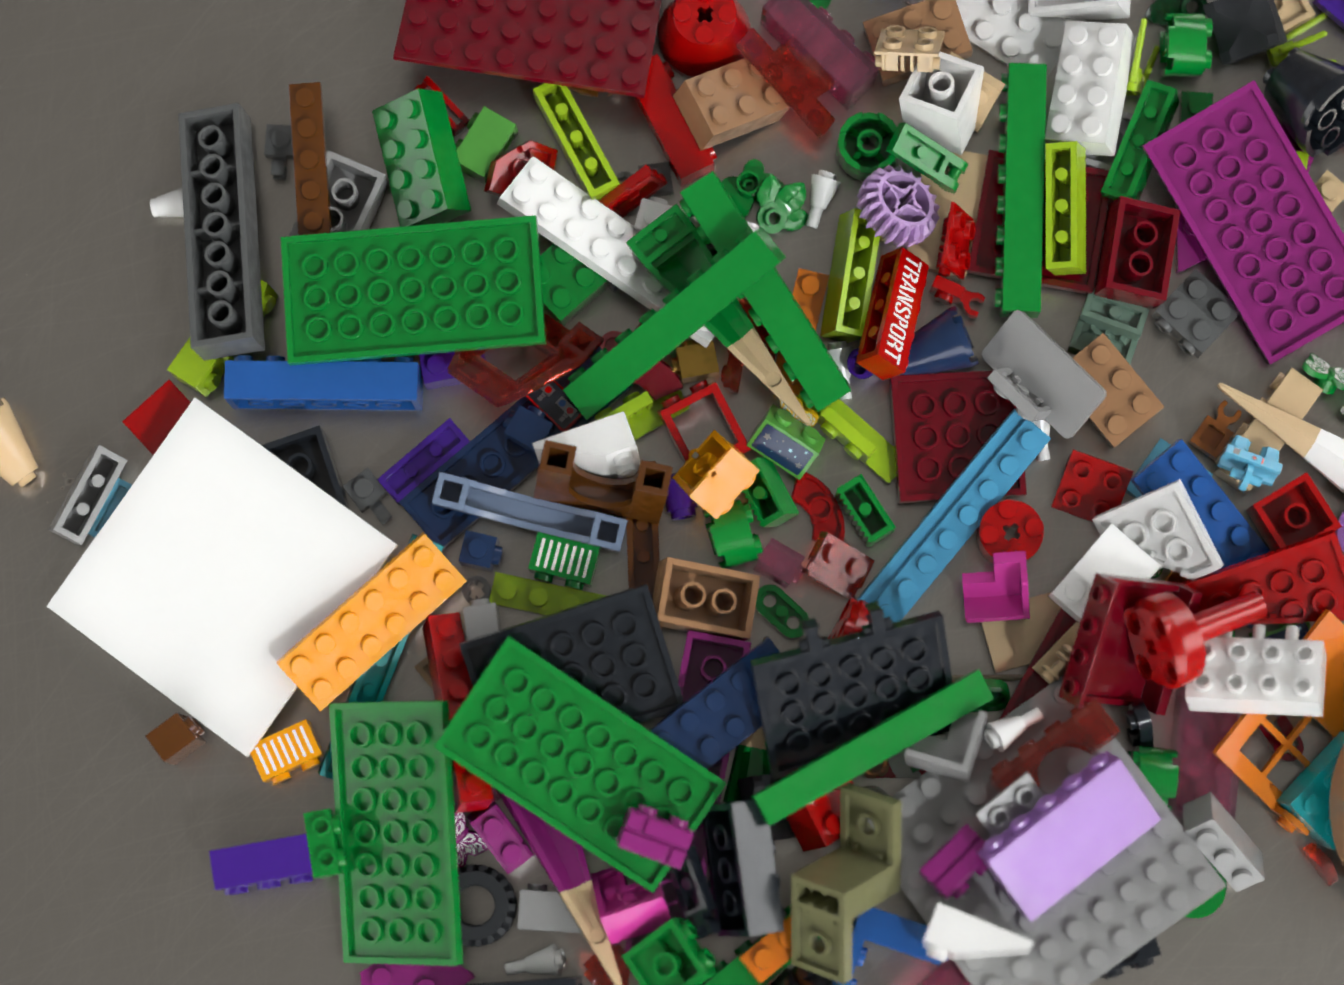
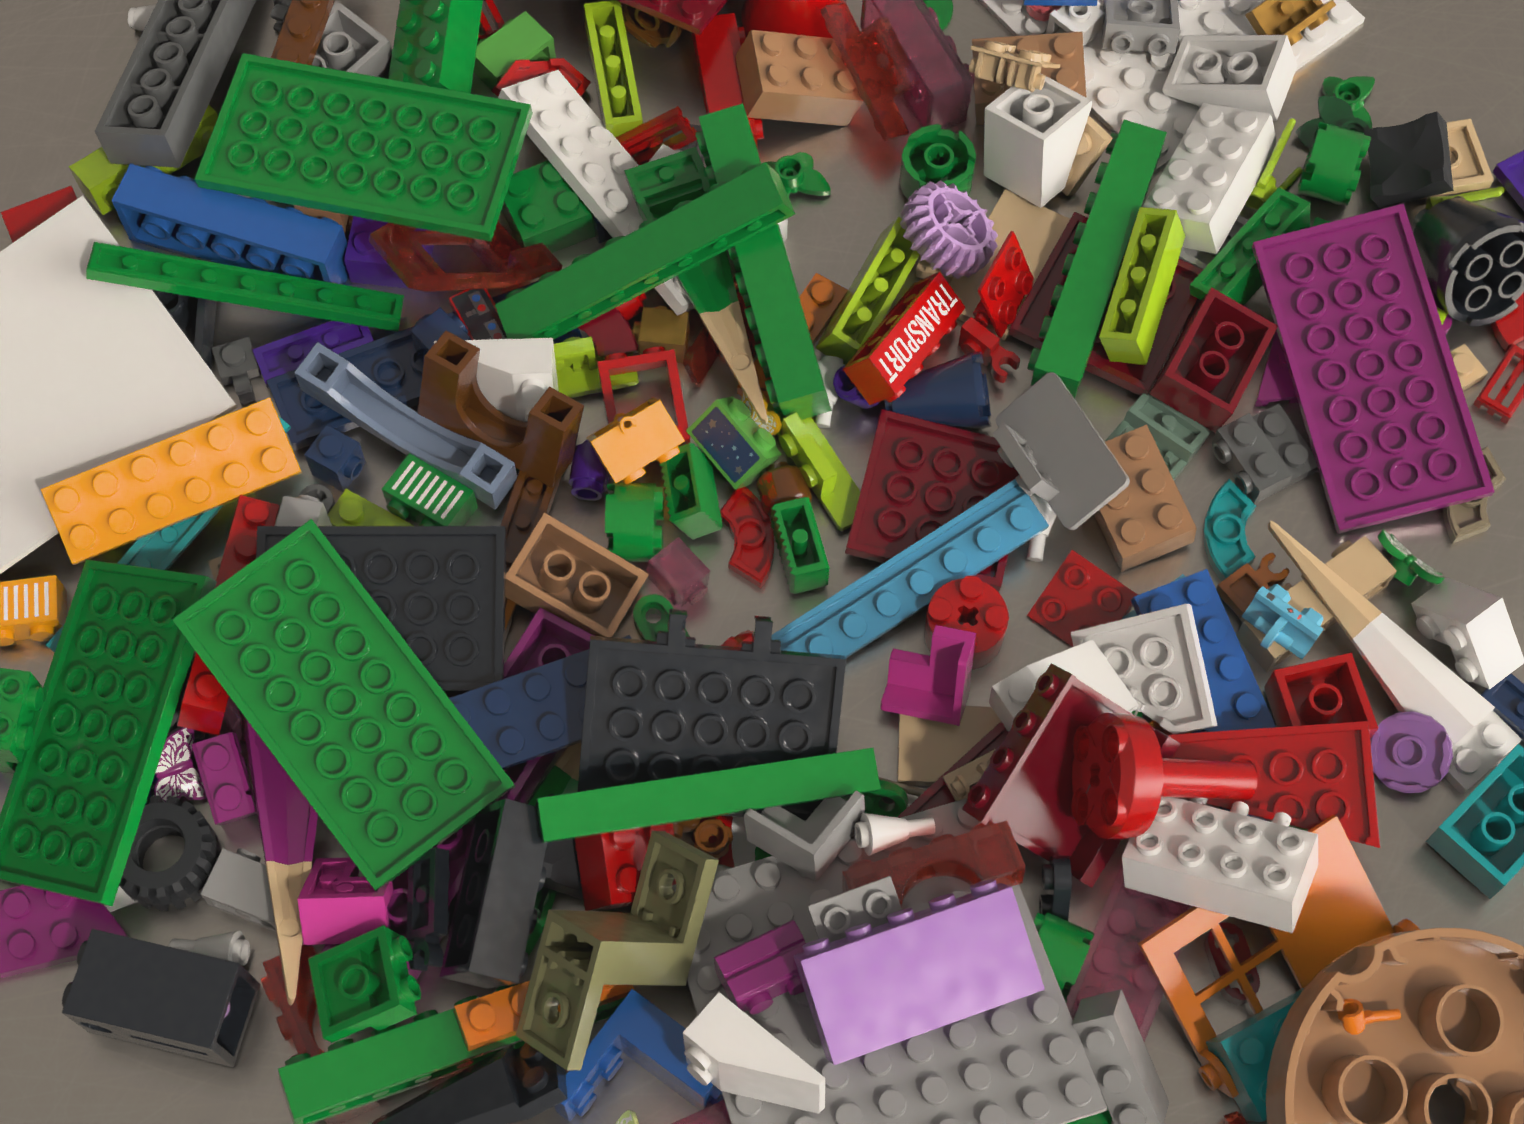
camera: 15 degrees right, 15 degrees down
(357, 435) = (244, 286): none -> green tile
(655, 836) = (399, 813): magenta brick -> none
(784, 202) = (822, 200): green plate -> none
(822, 191) = (871, 201): white cone -> none
(835, 466) = (781, 484): none -> reddish brown head
(838, 565) = (746, 591): clear red plate -> none
(927, 157) = (999, 189): plate -> none
(1183, 390) = (1225, 530): none -> teal tile

